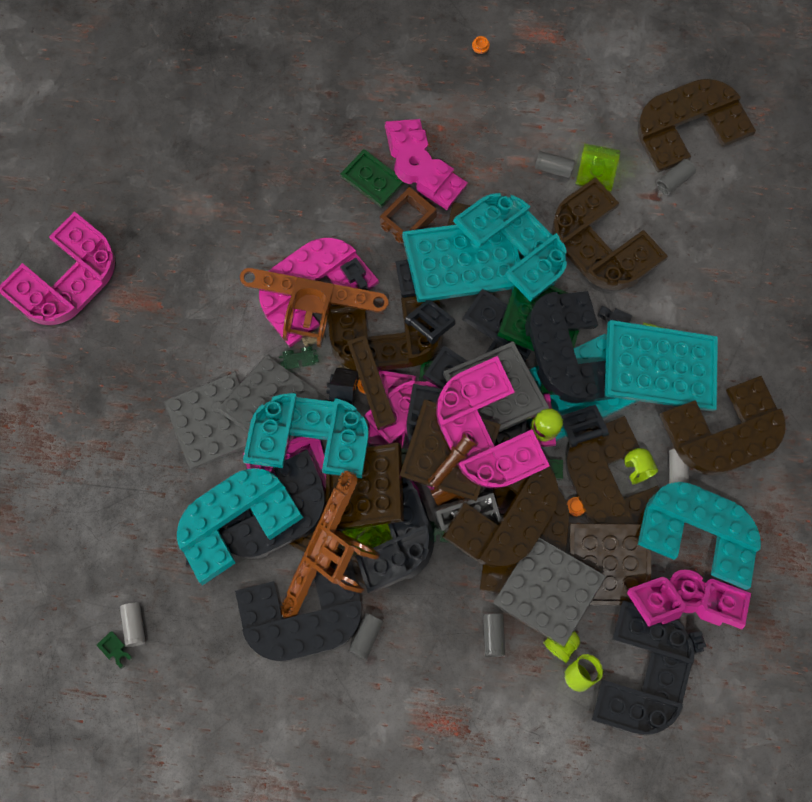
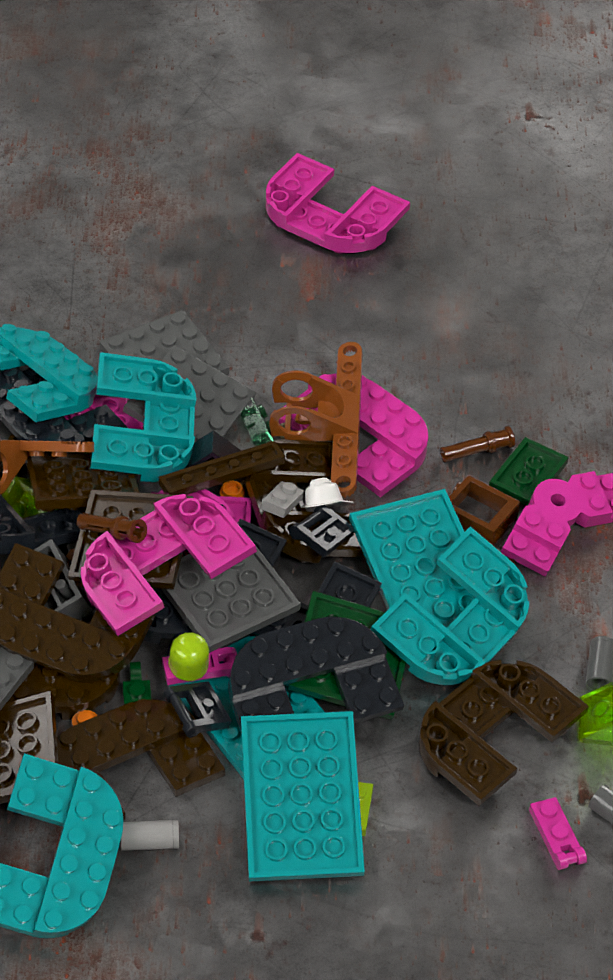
camera: 75 degrees right, 25 degrees down
(339, 200) = (488, 442): none -> reddish brown pin
(354, 273) = (381, 456): black plate -> none
(394, 317) = (324, 492): none -> white piece
(396, 345) = (282, 499): none -> light grey plate
(617, 315) = (373, 755): black plate -> none
(643, 463) = (155, 782): lime helmet -> none
(686, 217) = (557, 833): none -> dark pink plate
(718, 453) = (193, 899): dark brown plate -> none

